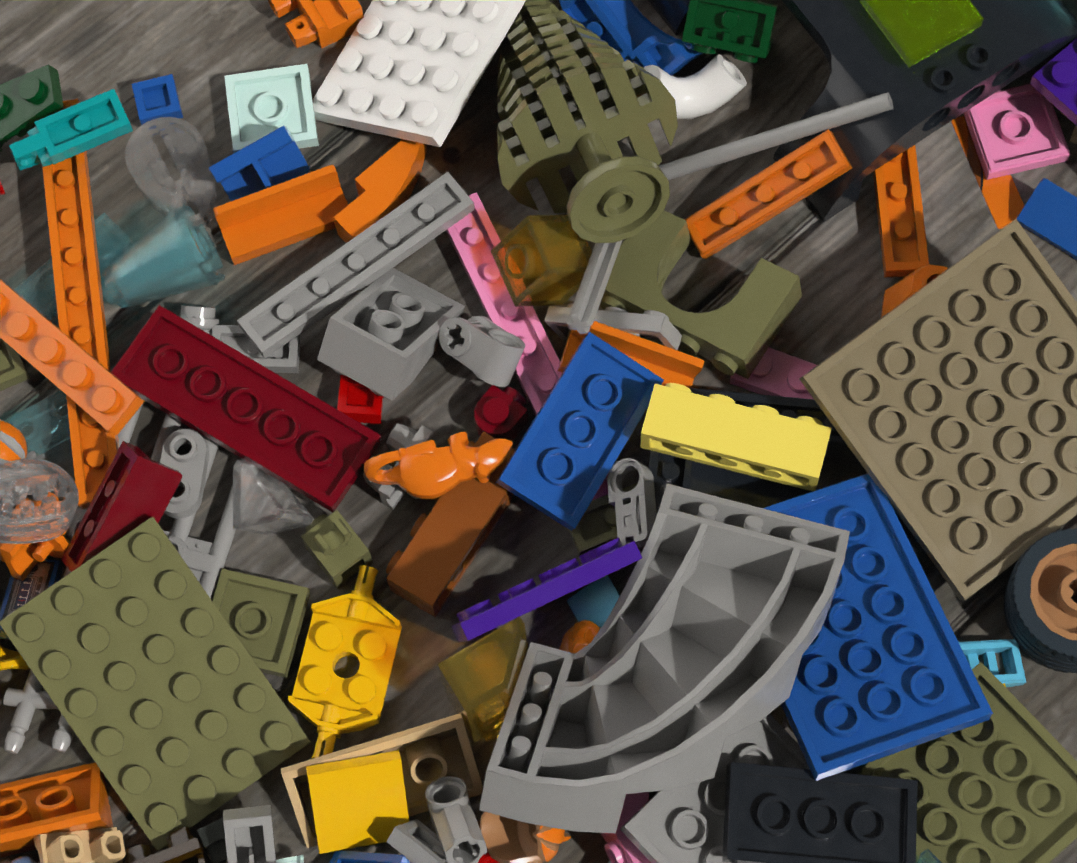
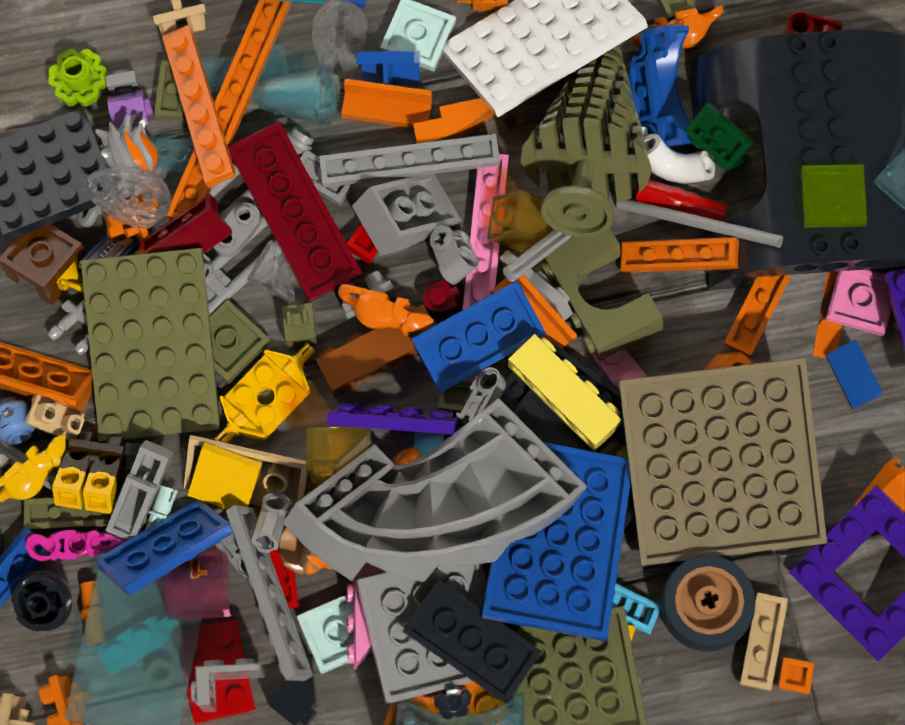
camera: 30 degrees right, 5 degrees up
(718, 131) = (680, 200): none -> red axle

